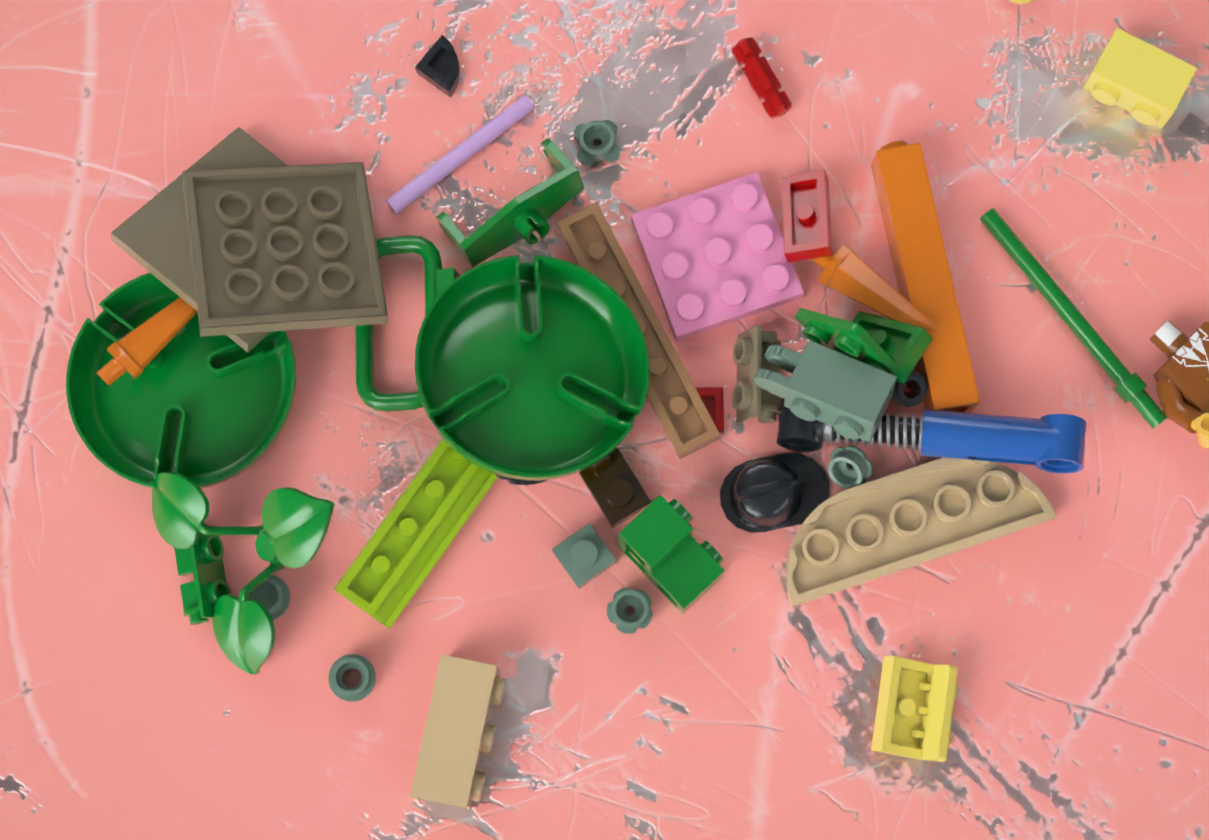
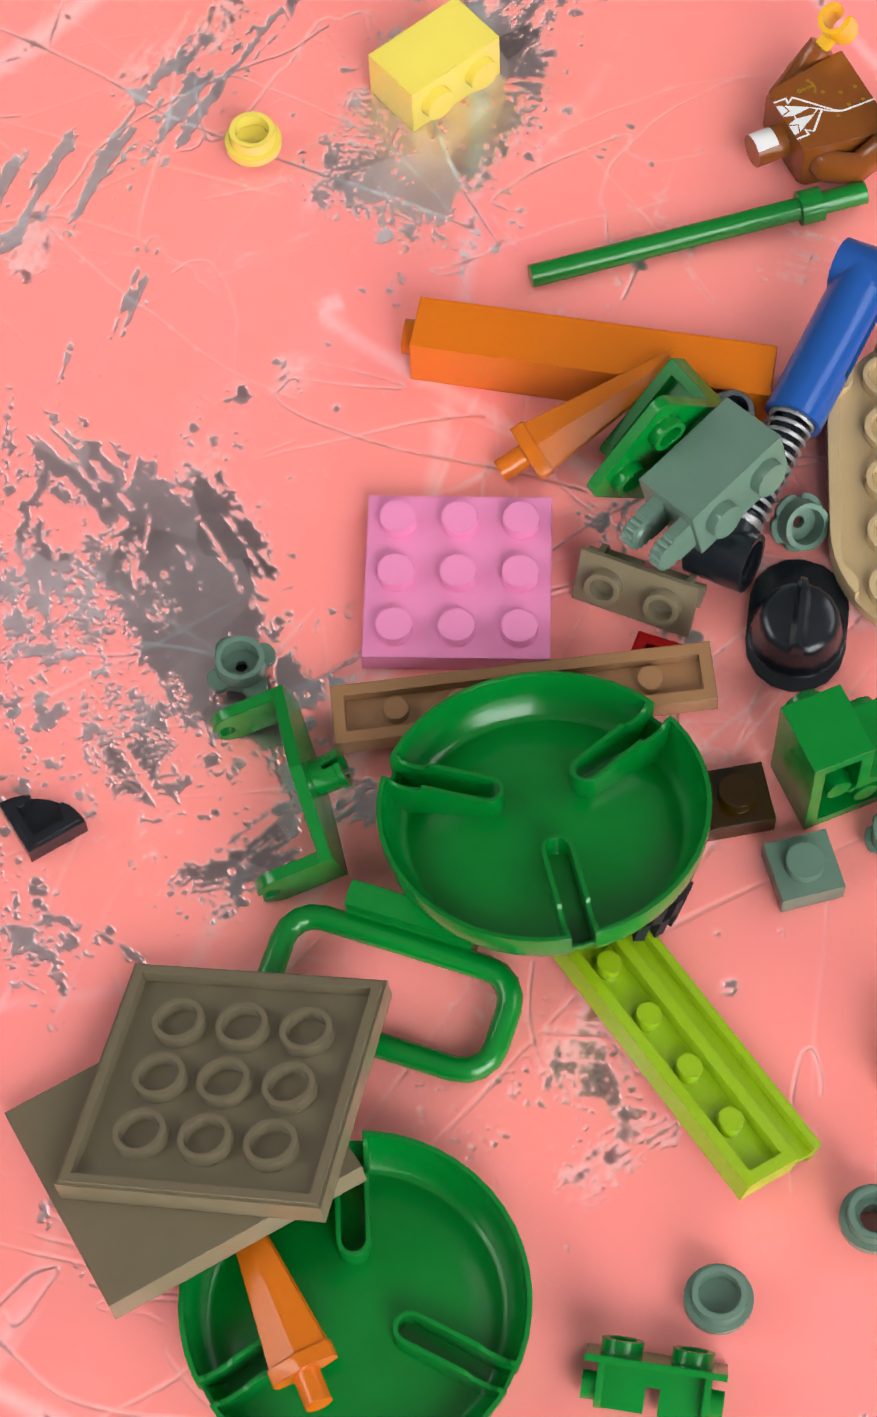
camera: 70 degrees left, 15 degrees down
(288, 537) = (656, 1168): plant -> none
(460, 154) = (179, 842): lavender bar -> none
(761, 77) = (242, 451): red axle -> none
(806, 216) = (455, 456): plate -> none

